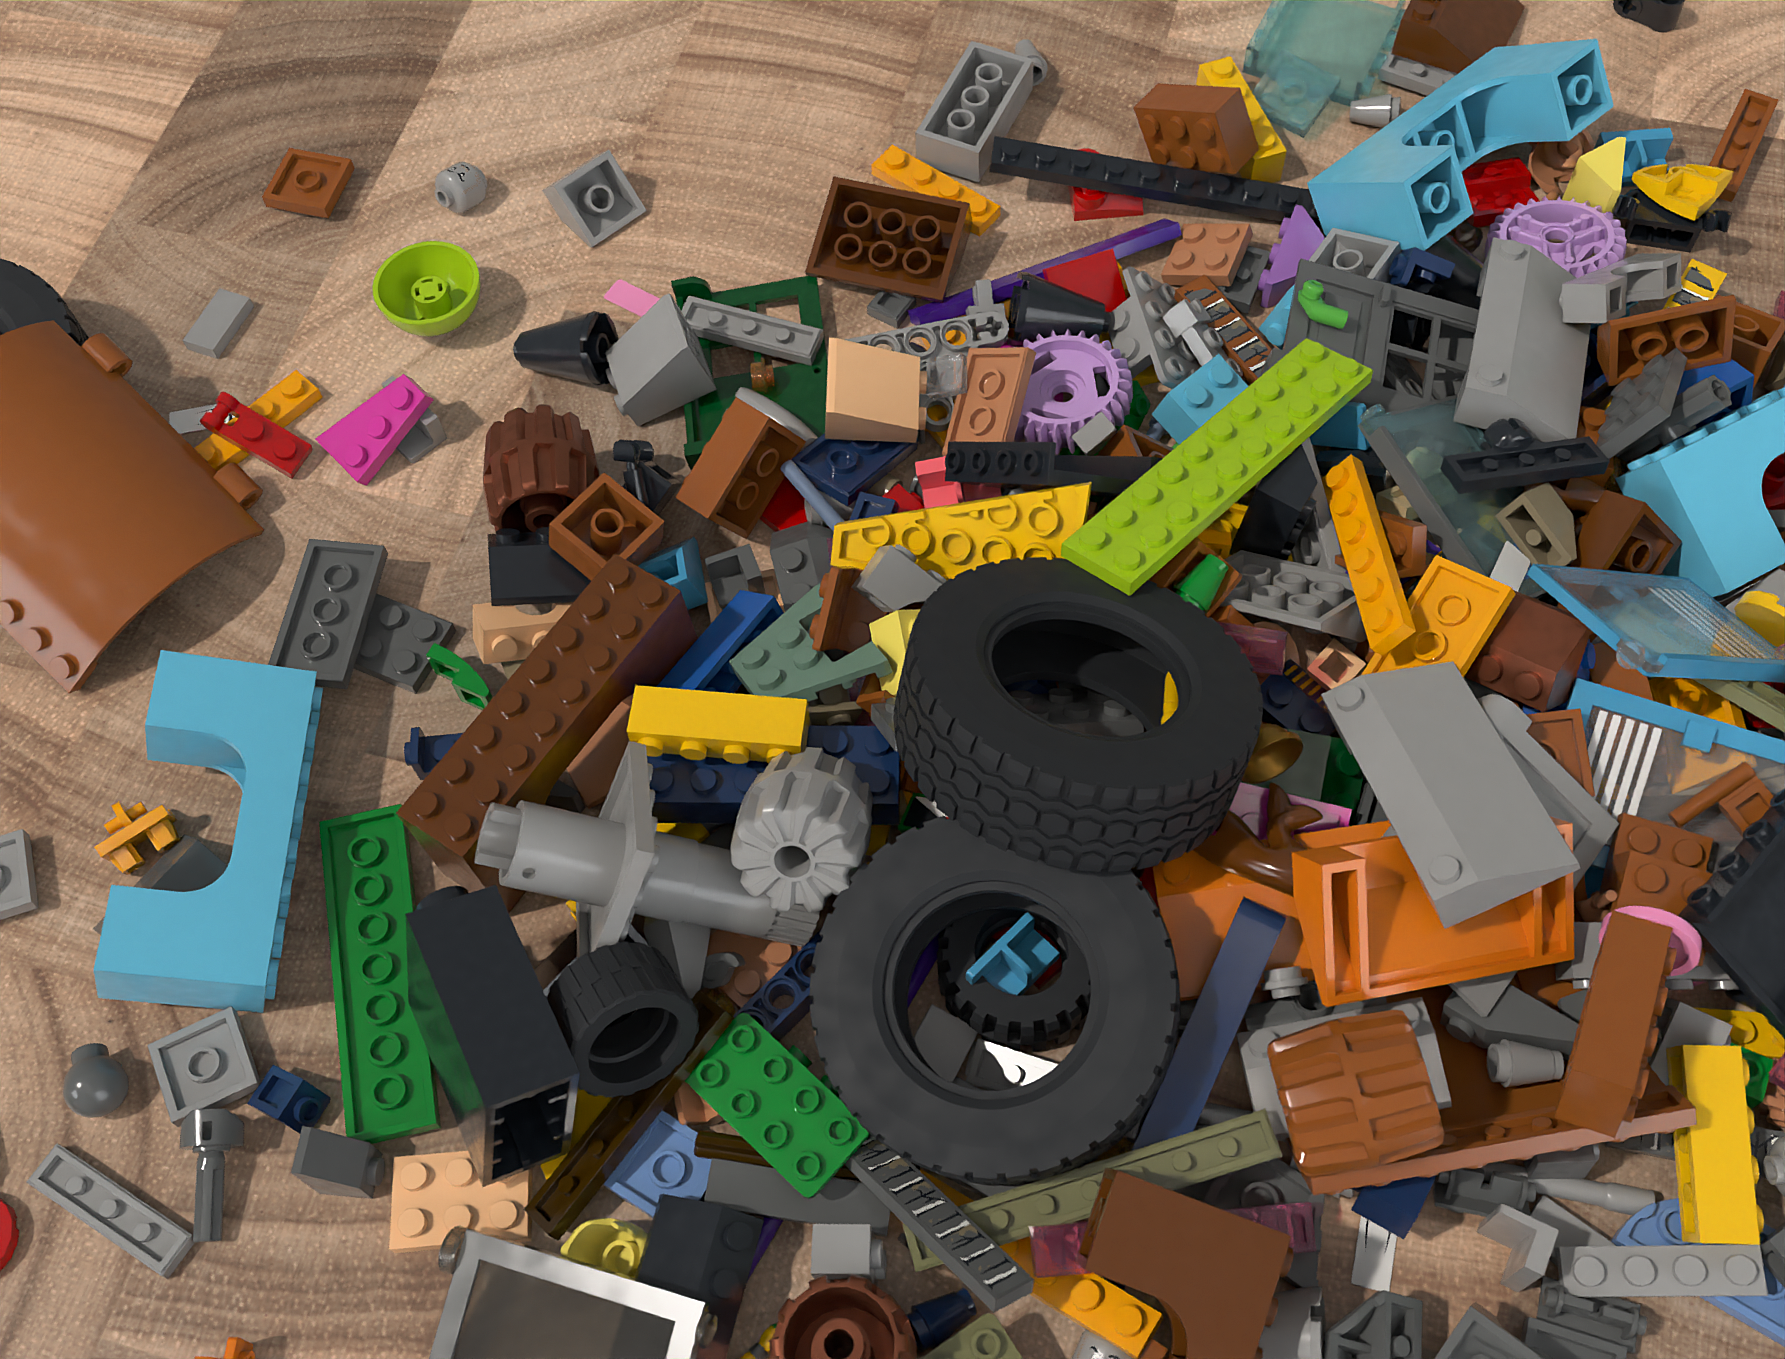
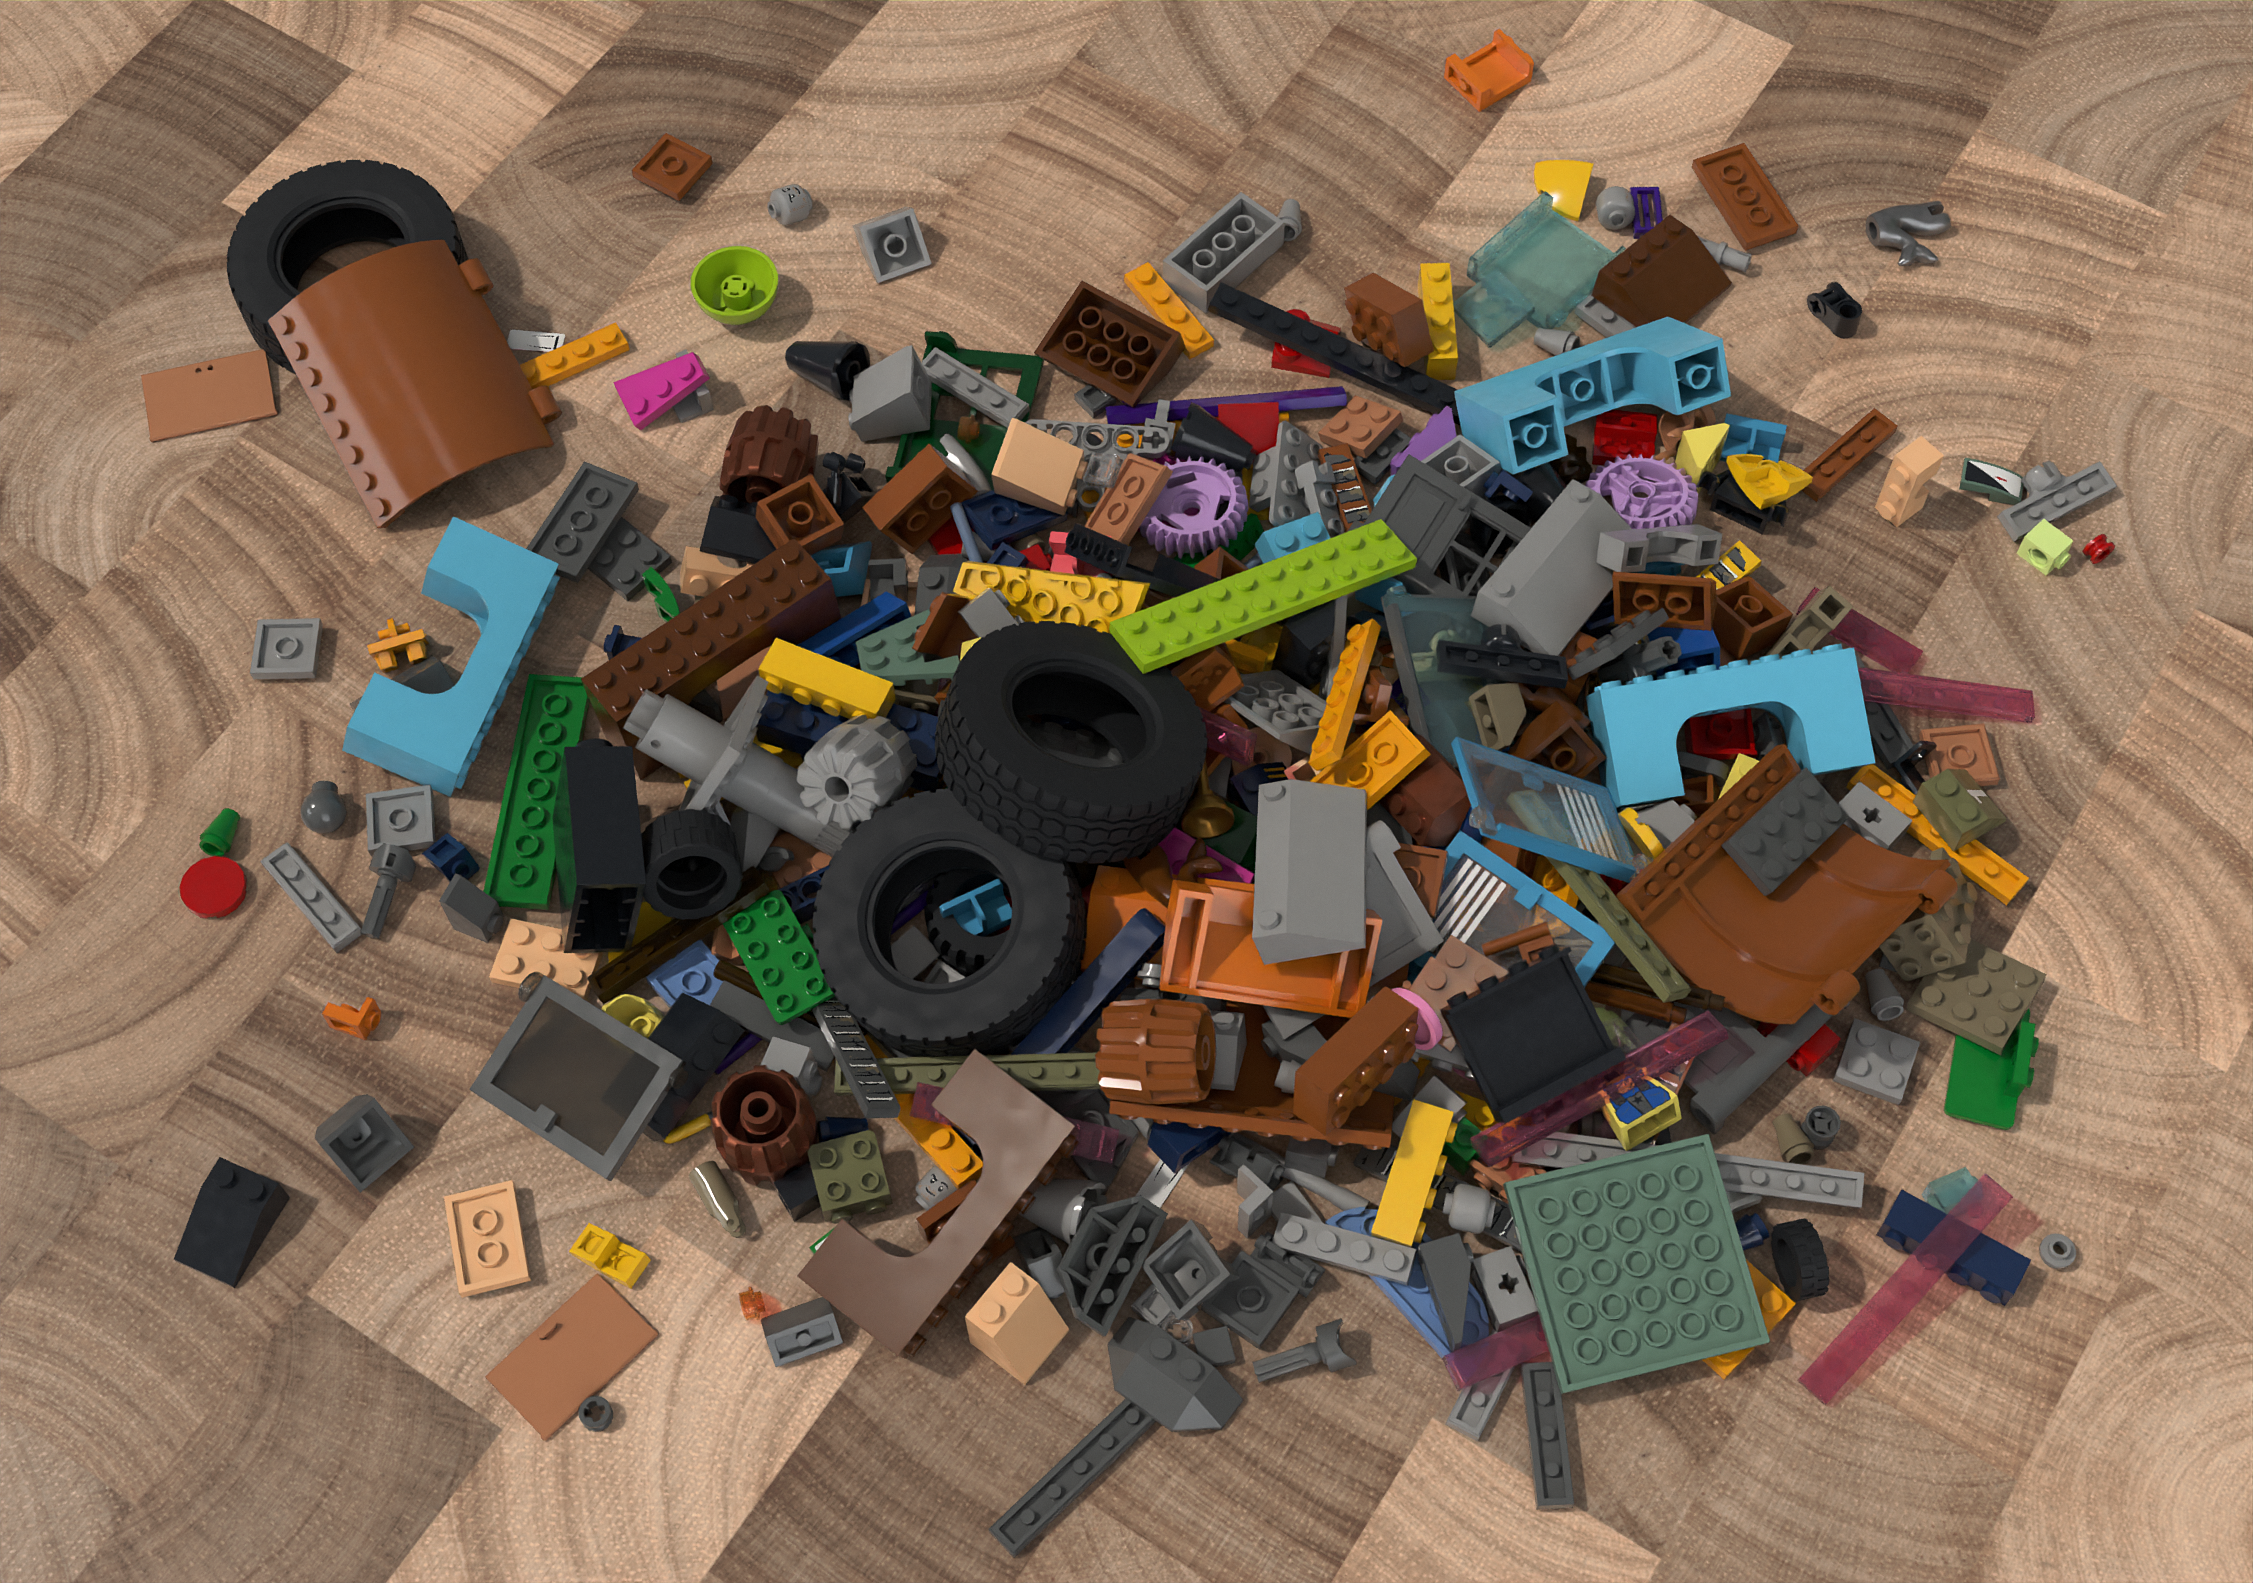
camera: 15 degrees right, 0 degrees up
(218, 323) = (568, 266): light grey tile -> none
(257, 435) = (570, 368): red plate -> none
(630, 297) = (895, 335): bright pink sticker -> none
(1094, 434) = (1195, 549): light grey slope -> none
(1202, 582) = (1209, 683): green cone -> none
(1316, 308) = (1401, 496): bright green arm -> none
(1510, 567) = (1463, 730): white sticker -> none

